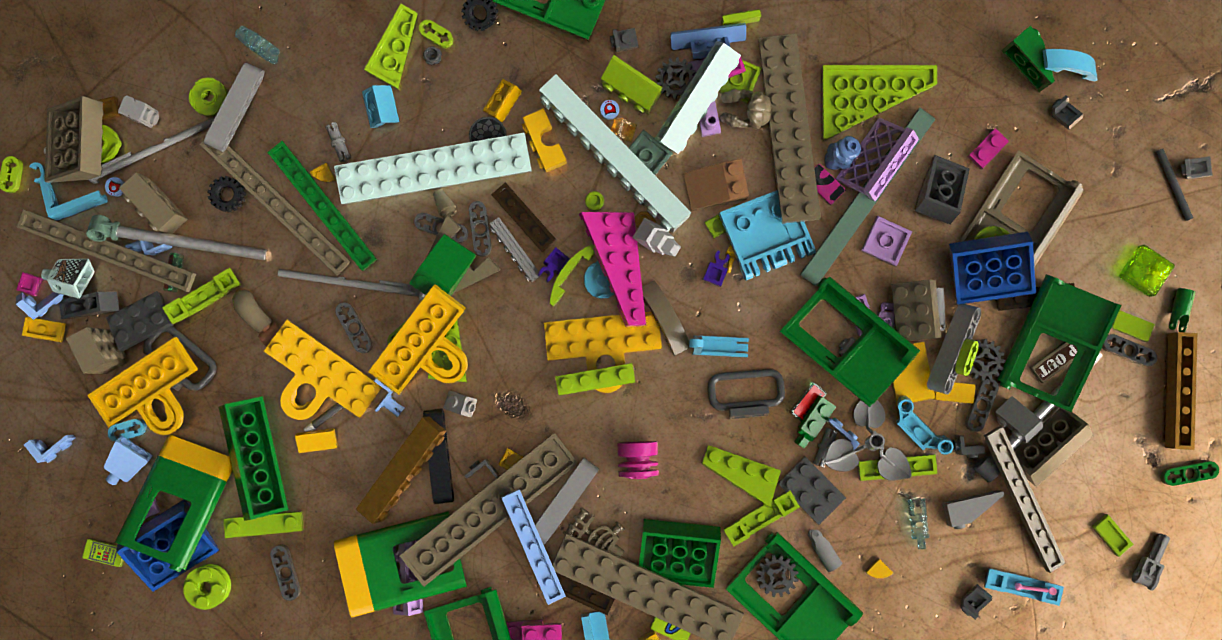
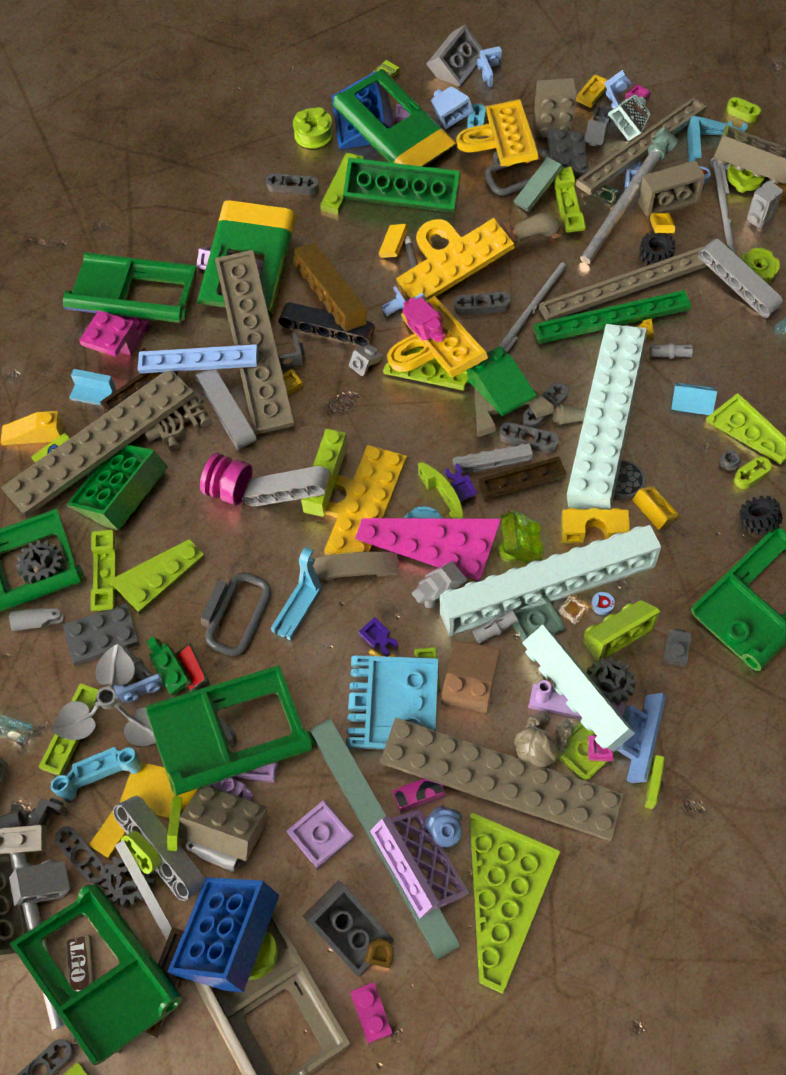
camera: 120 degrees right, 25 degrees down
(50, 486) = (455, 57): none -> light grey slope
(195, 199) = (662, 223): none -> yellow tile
(195, 331) = (538, 184): none -> sand green tile
(409, 363) = (424, 319): none -> dark pink hinge
(585, 191) = (521, 537): none -> clear neon green brick
(628, 401) = (286, 486): none -> light grey beam
(678, 191) = (495, 626): none -> light grey pin
(936, 343) = (173, 829): none -> lime tile
(949, 159) = (379, 953): none -> pearl gold tile
(987, 342) = (144, 888): none -> white sticker

